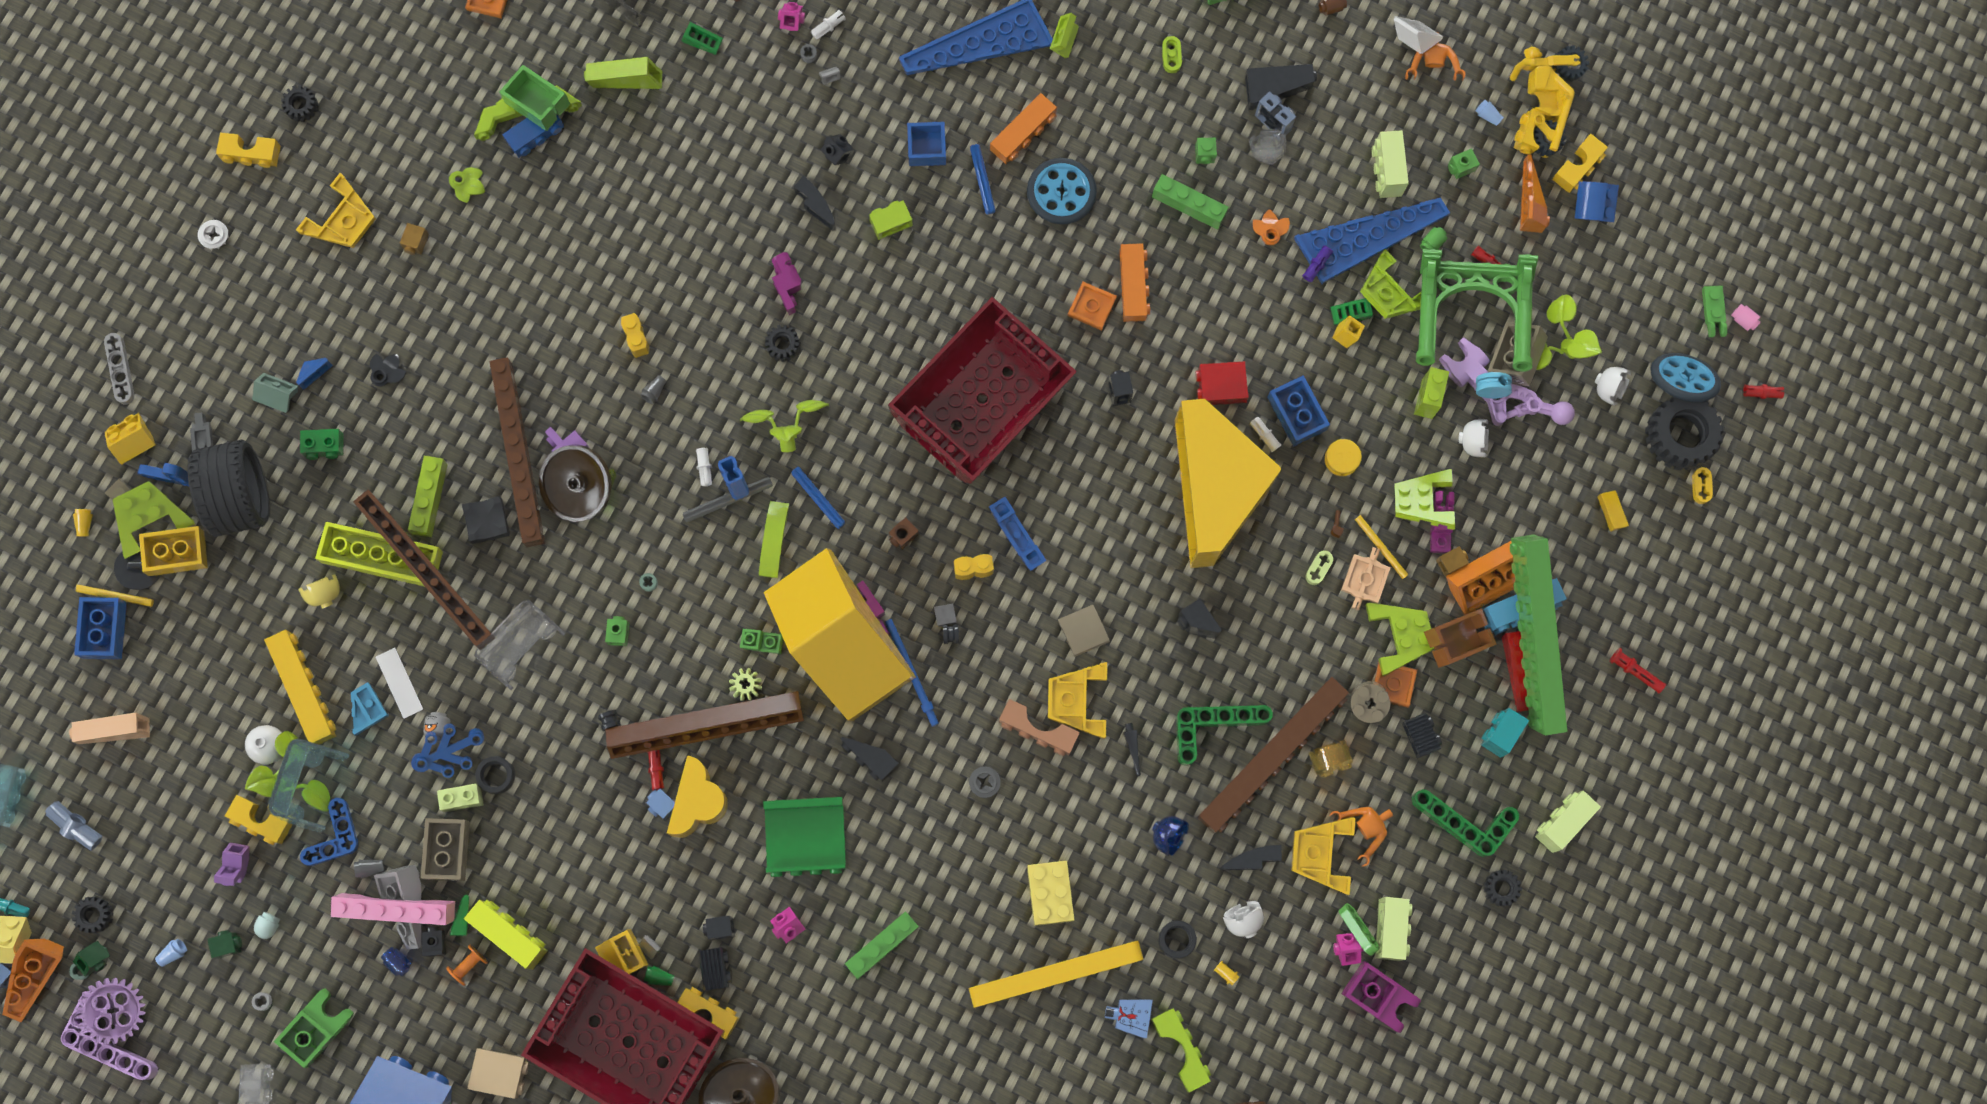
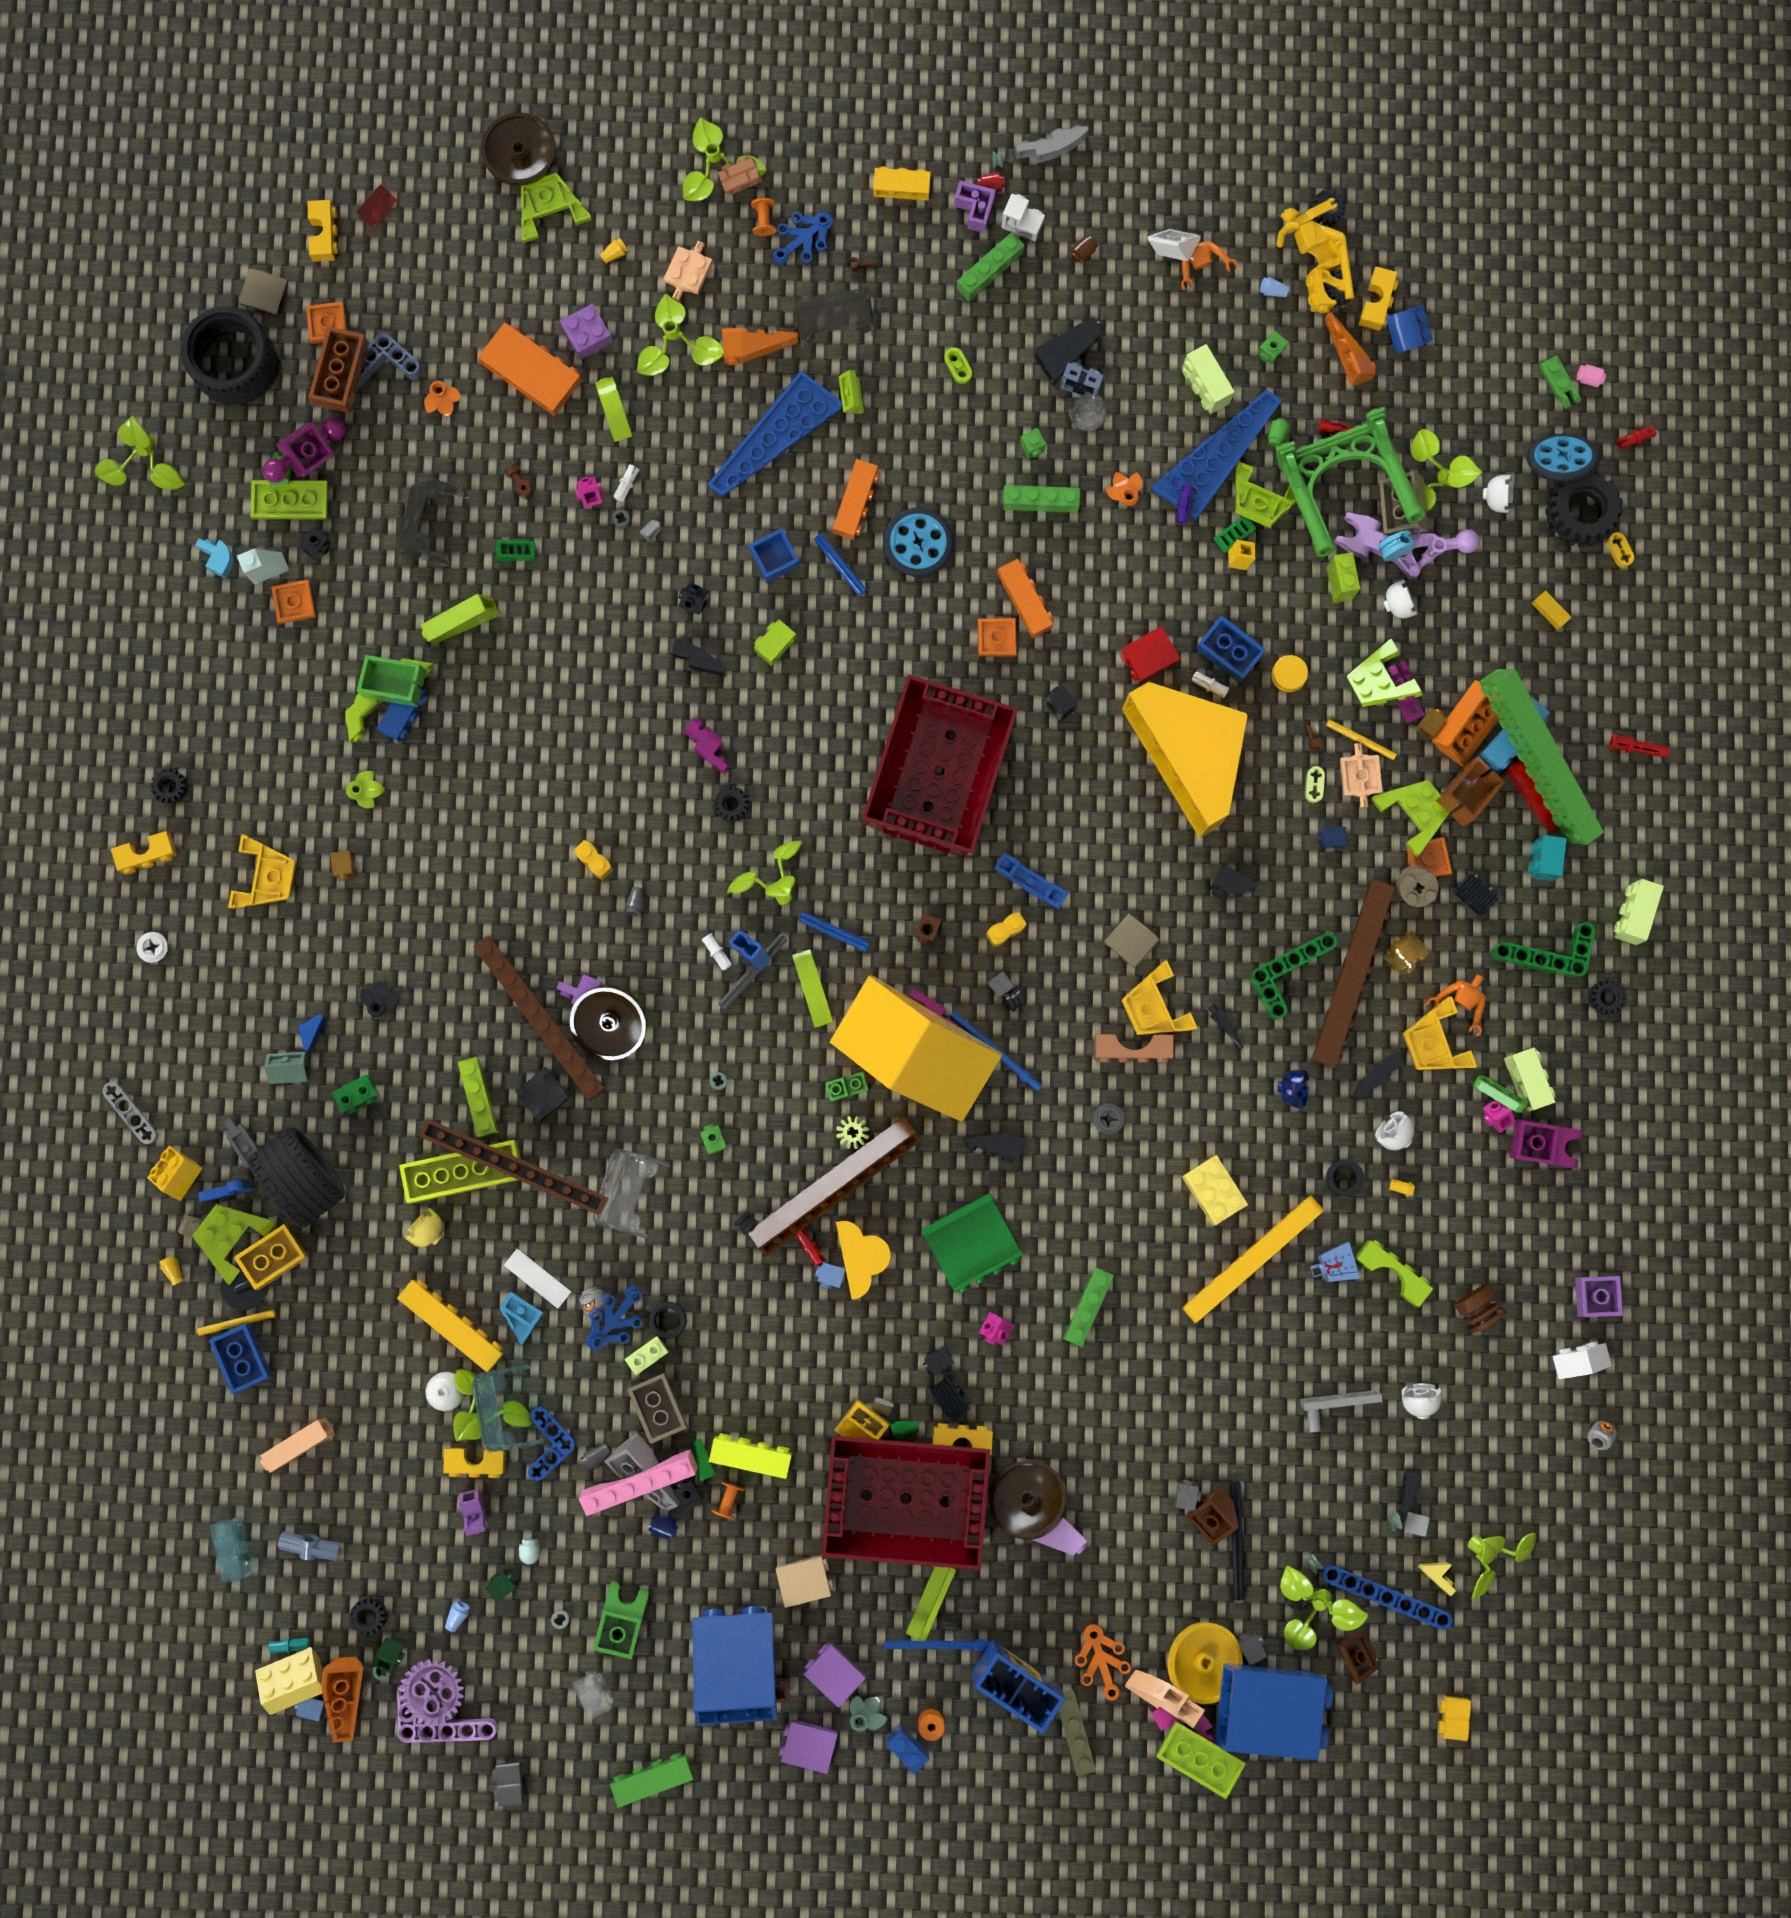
camera: 25 degrees left, 5 degrees up
(1312, 622) = (1332, 838): none -> dark blue brick

